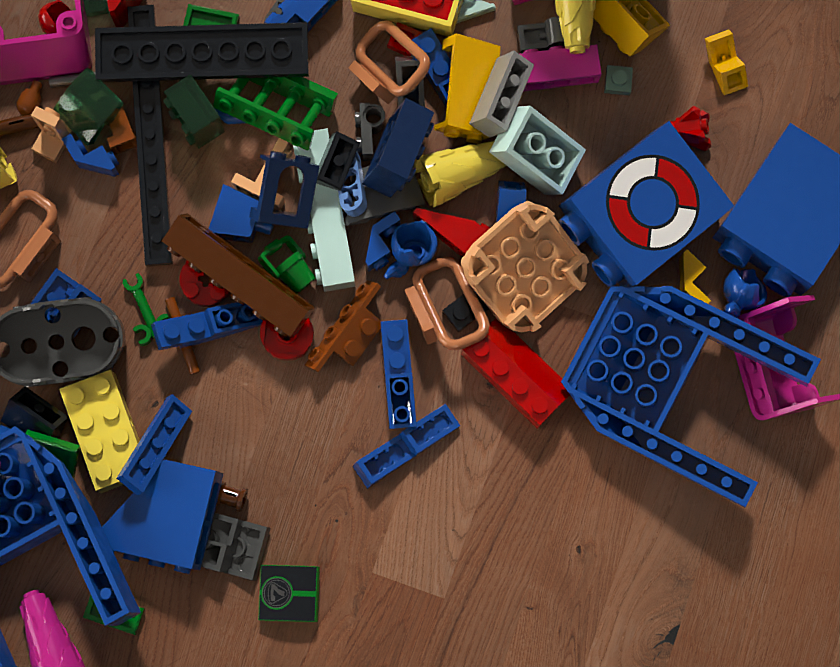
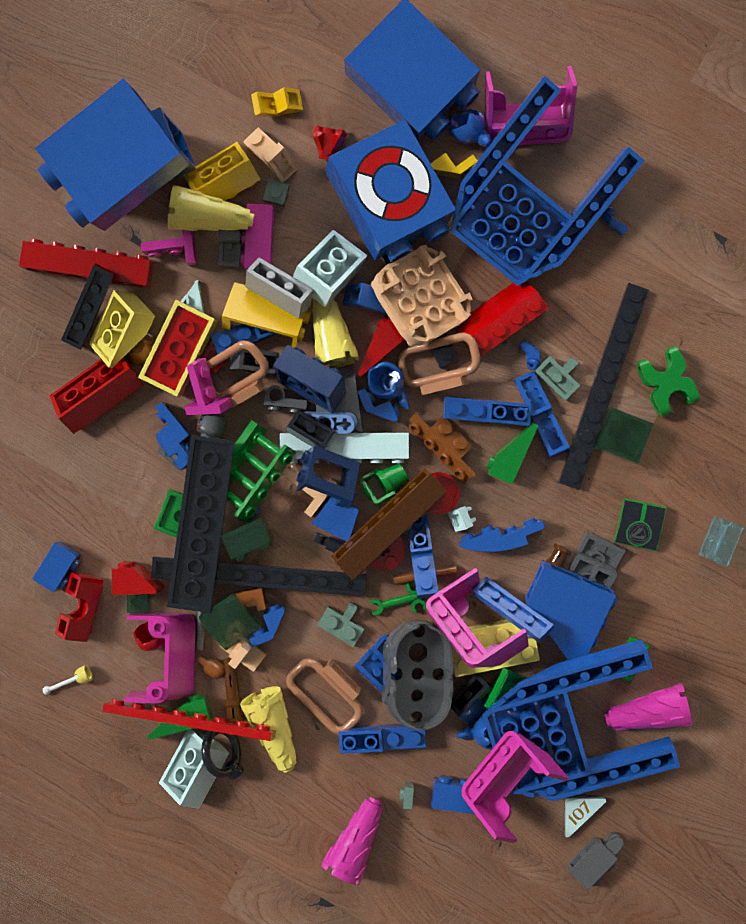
camera: 75 degrees left, 10 degrees up
(105, 244) = (341, 624): none -> sand green plate
(137, 362) = (450, 606): none -> dark pink windscreen
(204, 213) = (332, 544): none -> black bar
(238, 411) = (492, 539): none -> blue slope
(258, 366) = (460, 518): none -> light aqua tile
(324, 49) = (211, 425): none -> dark grey head
(341, 411) = (510, 457): none -> green slope
(363, 31) = (204, 391): none -> dark pink bracket
(397, 550) = (623, 435): none -> clear green container
(456, 516) = (603, 386): none -> black plate
(457, 457) = (558, 377): none -> sand green plate
(476, 596) = (668, 381): none -> green piece
(479, 421) = (533, 354): none -> blue arm
(661, 65) = (271, 154): none -> light nougat bracket
(663, 491) = (612, 222): none -> blue arm

